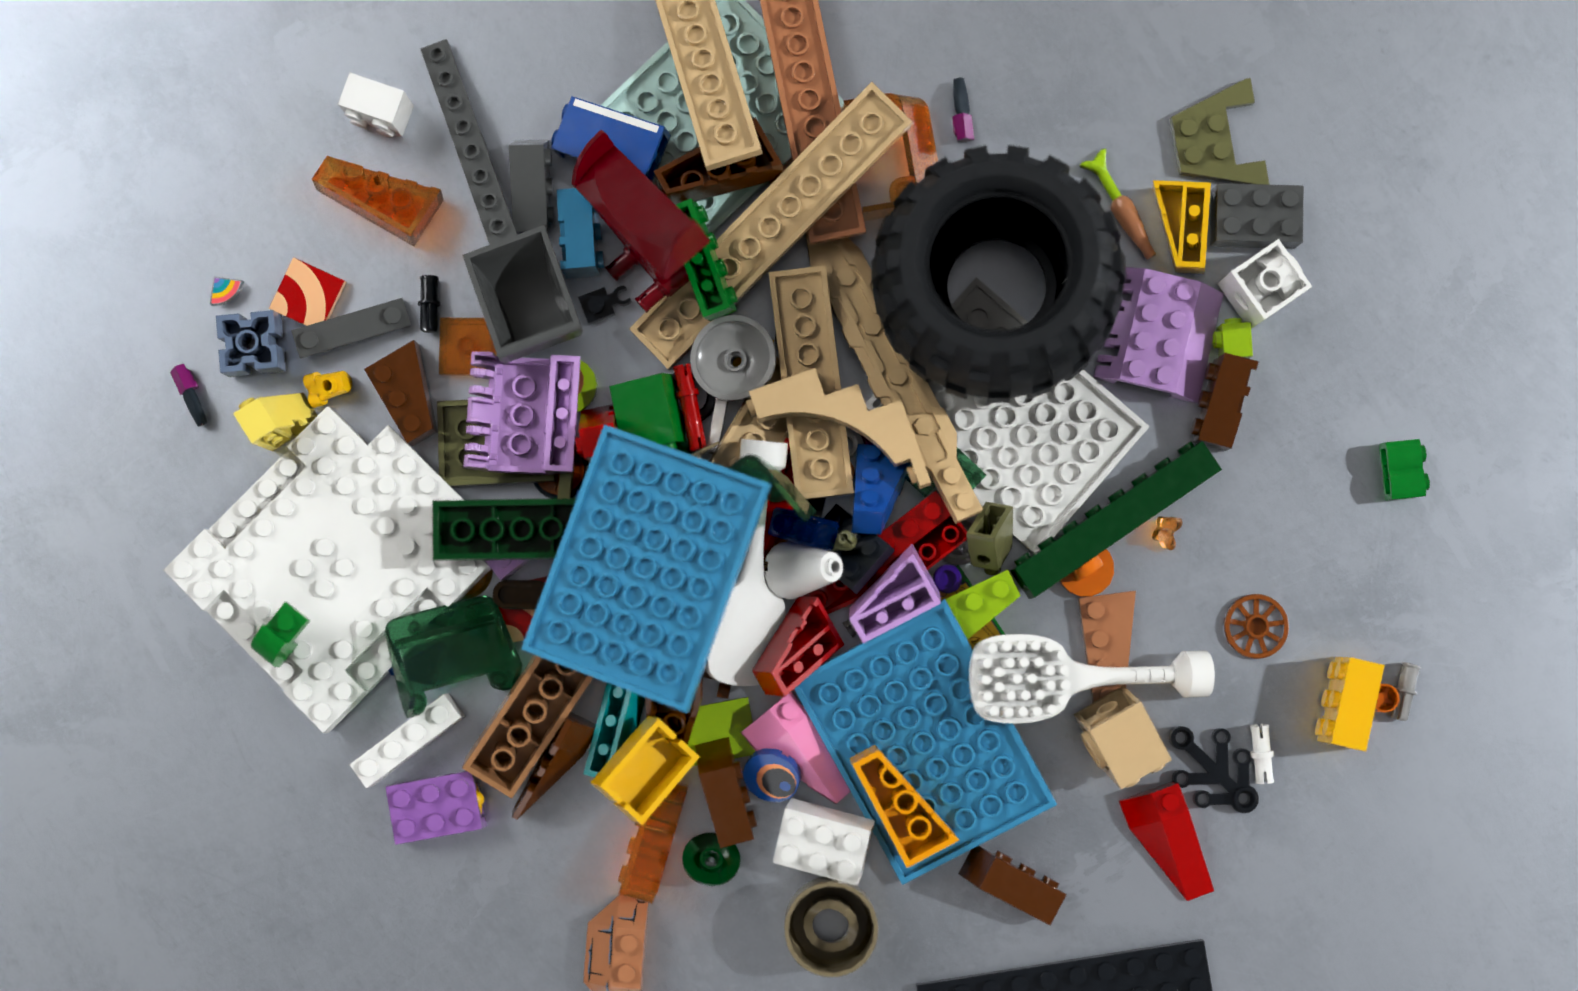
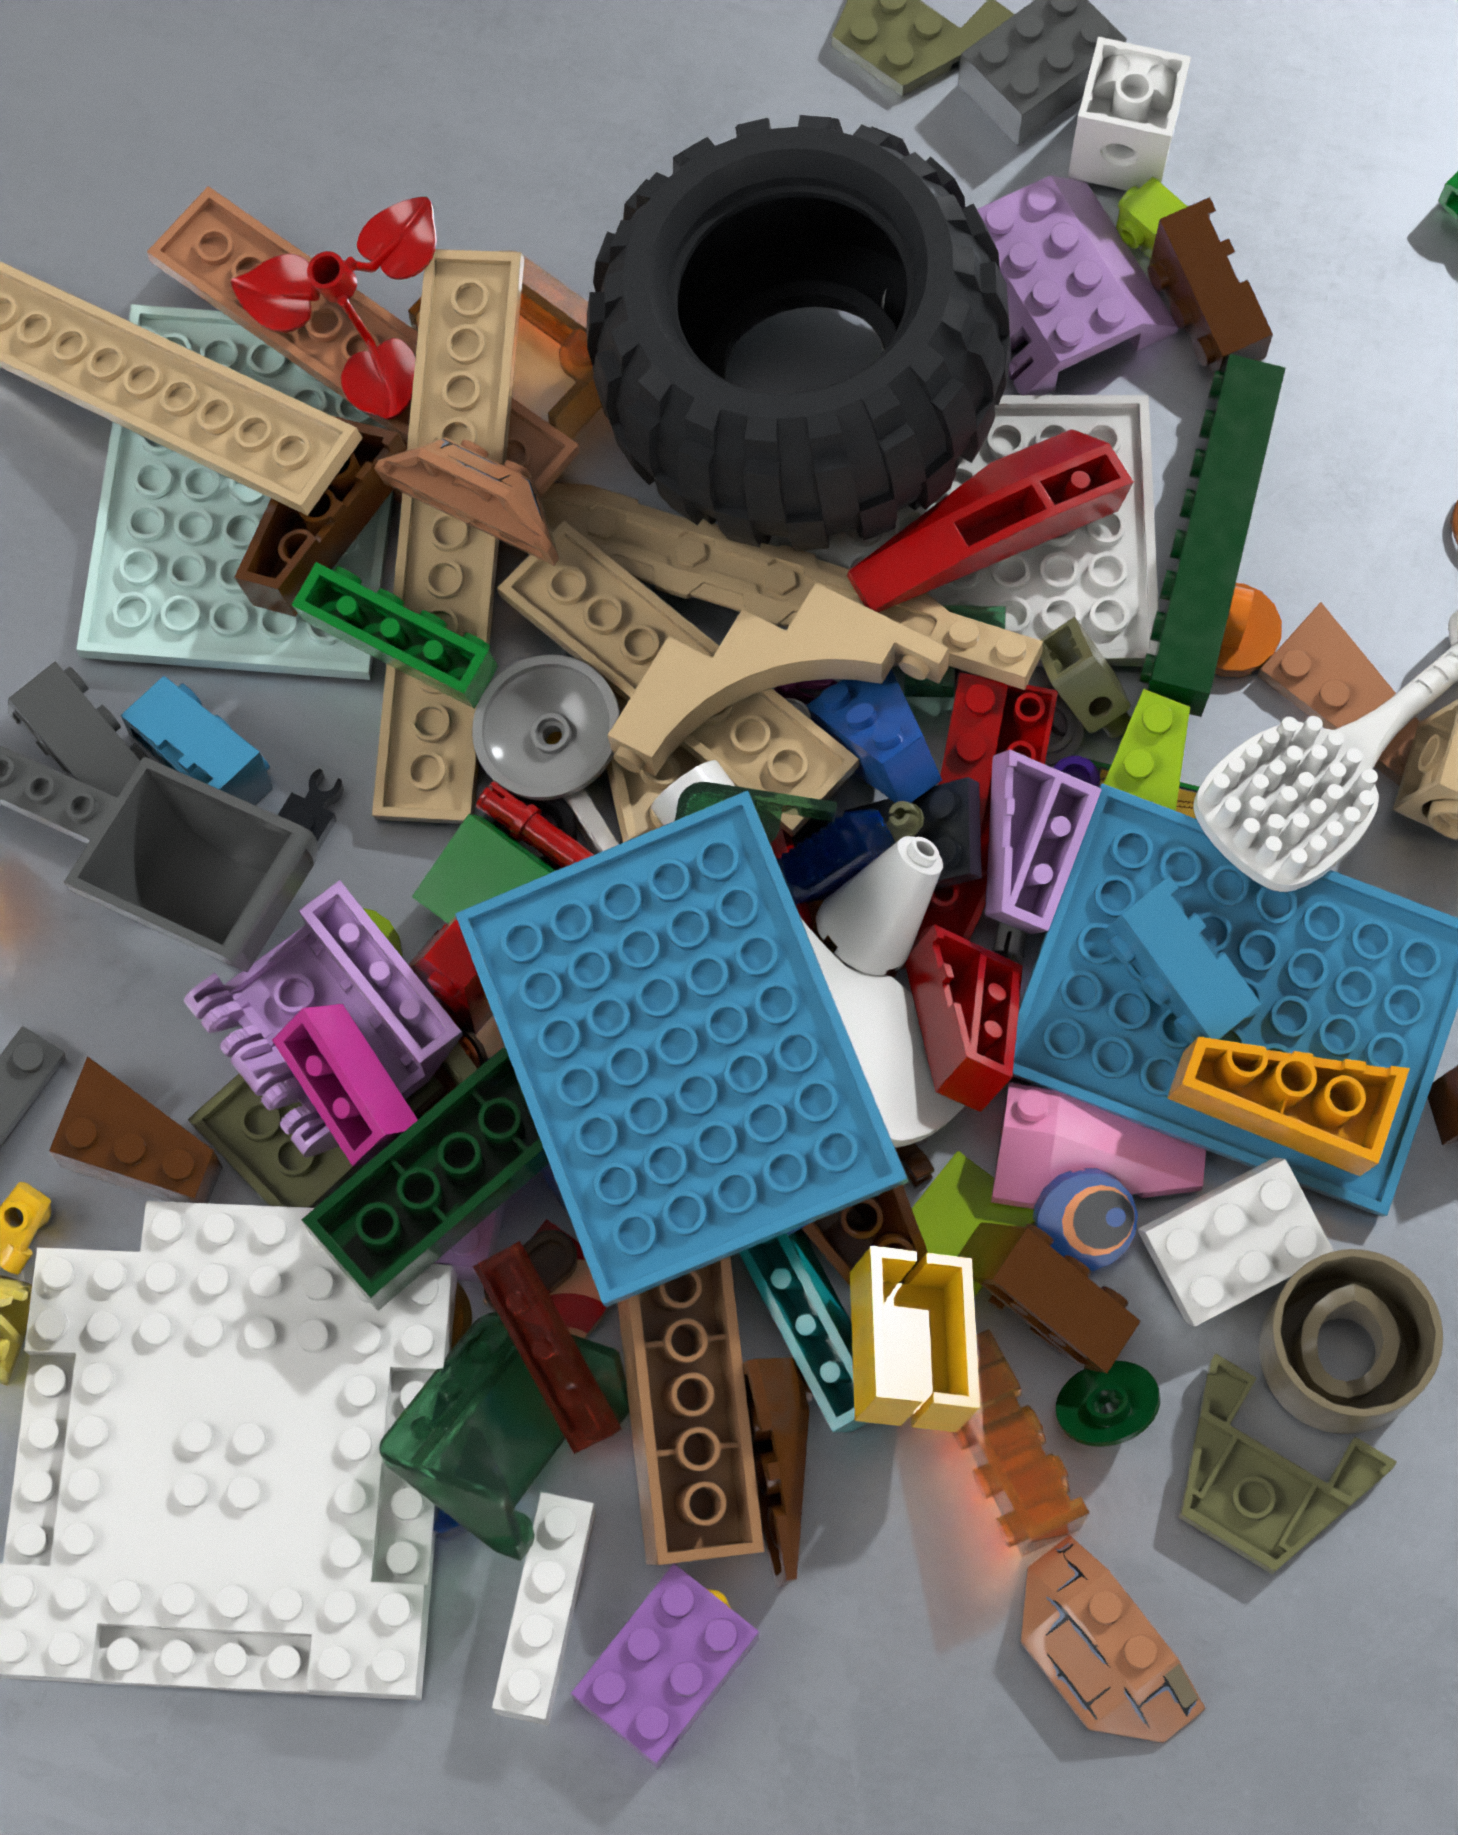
camera: 40 degrees left, 15 degrees down
(277, 638) = (235, 1605): green brick -> none
(428, 303) = (65, 1004): black axle -> none
(458, 340) = (158, 1023): clear orange plate -> none
(496, 636) = (547, 1347): none -> clear red tile
(505, 452) = (344, 1081): none -> dark pink brick
(636, 138) = (139, 597): blue panel -> none
(640, 216) = (277, 642): dark red piece -> none
(737, 948) = (1256, 1496): none -> olive wing
(793, 224) = (475, 491): none -> nougat wedge
(795, 45) = (281, 289): none -> red plant
(902, 710) = (1181, 965): none -> dark azure wedge
(962, 120) = (576, 237): piece -> none
(1018, 428) = (996, 516): none -> red wedge
(1165, 531) = (1287, 503): clear orange piece -> none
(1185, 222) = (963, 131): yellow wedge -> none

